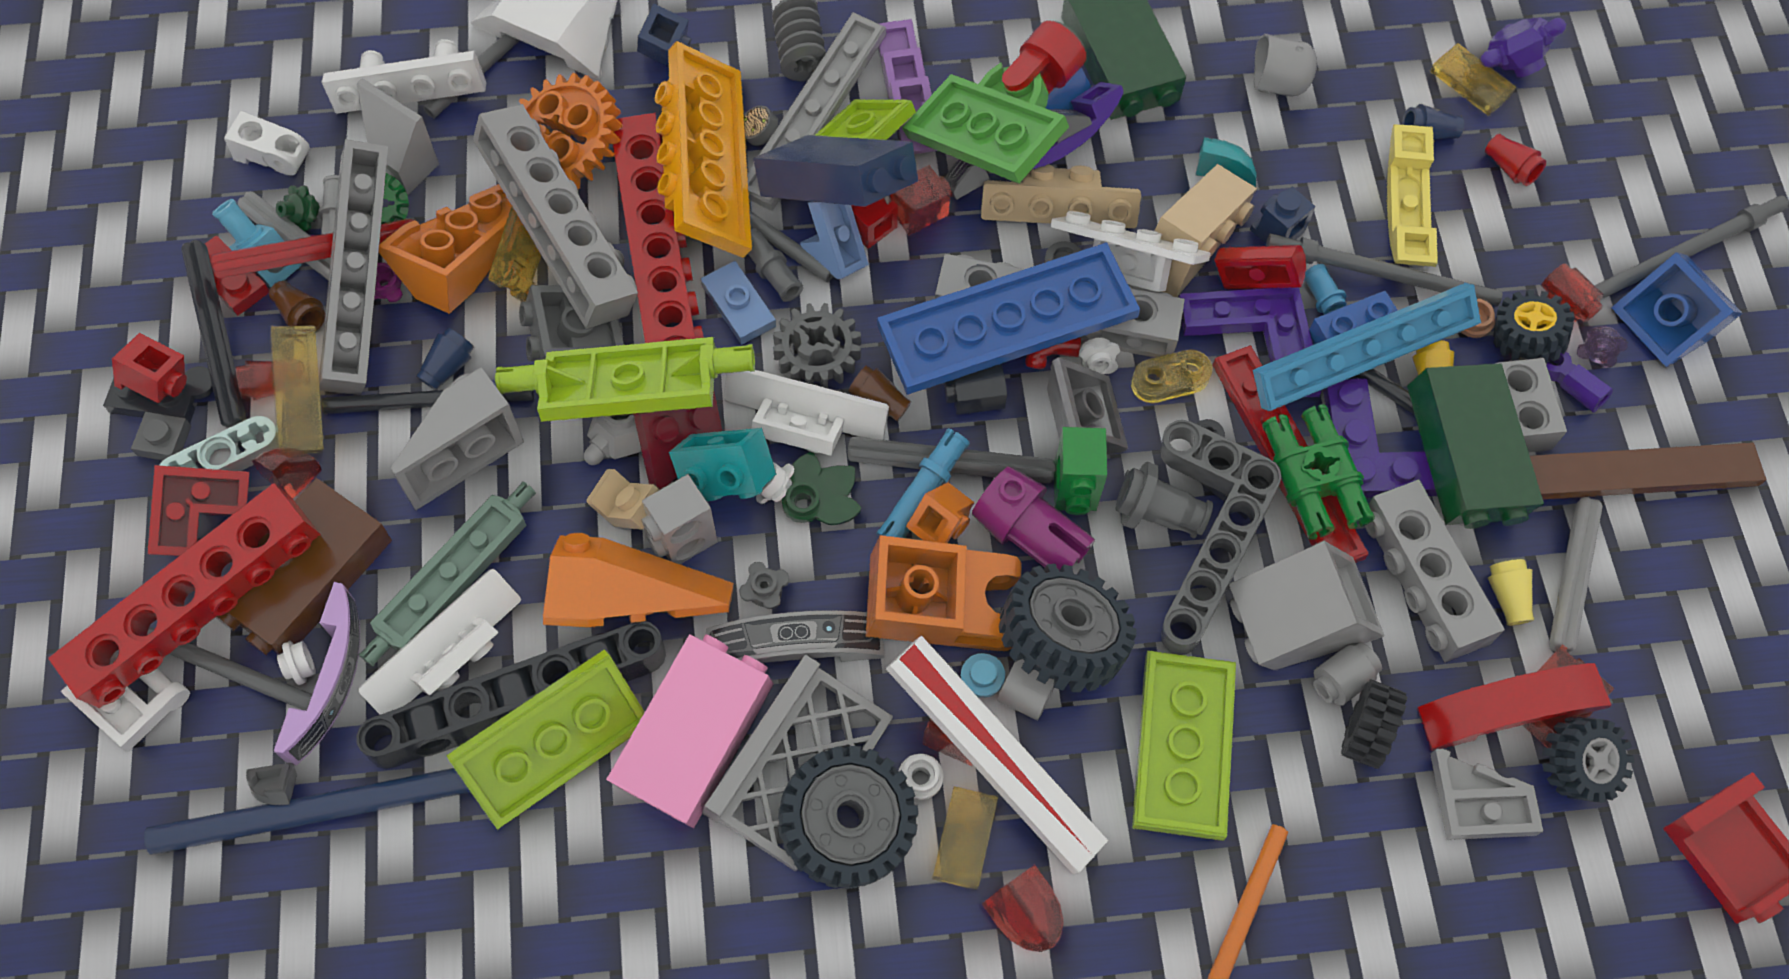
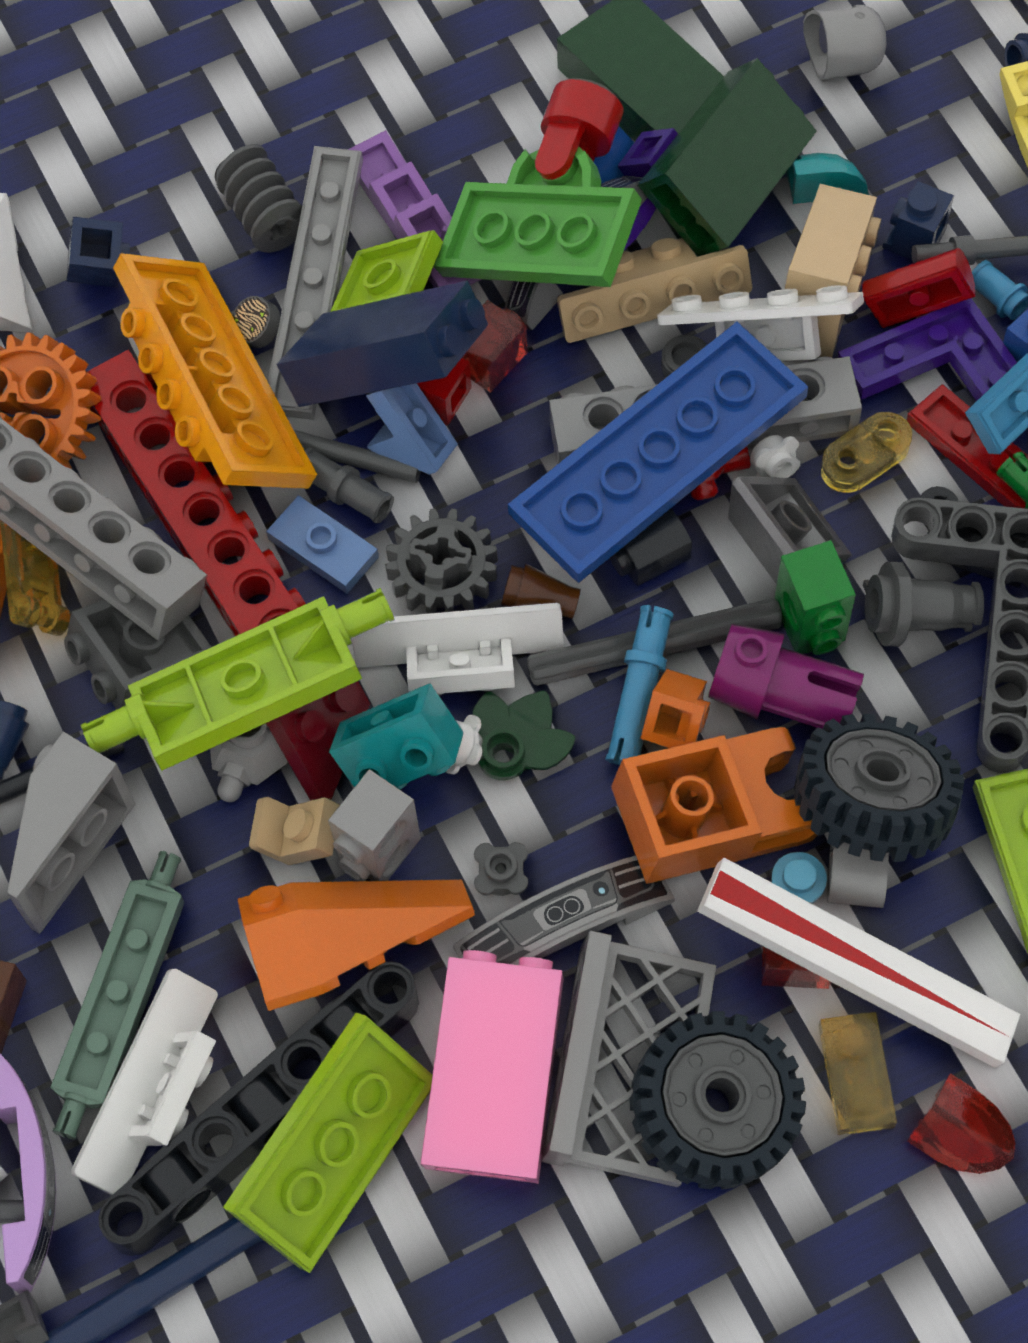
camera: 15 degrees left, 0 degrees up
(931, 767) = (781, 1007): white plate -> none
(1154, 121) = (727, 158): none -> dark green brick

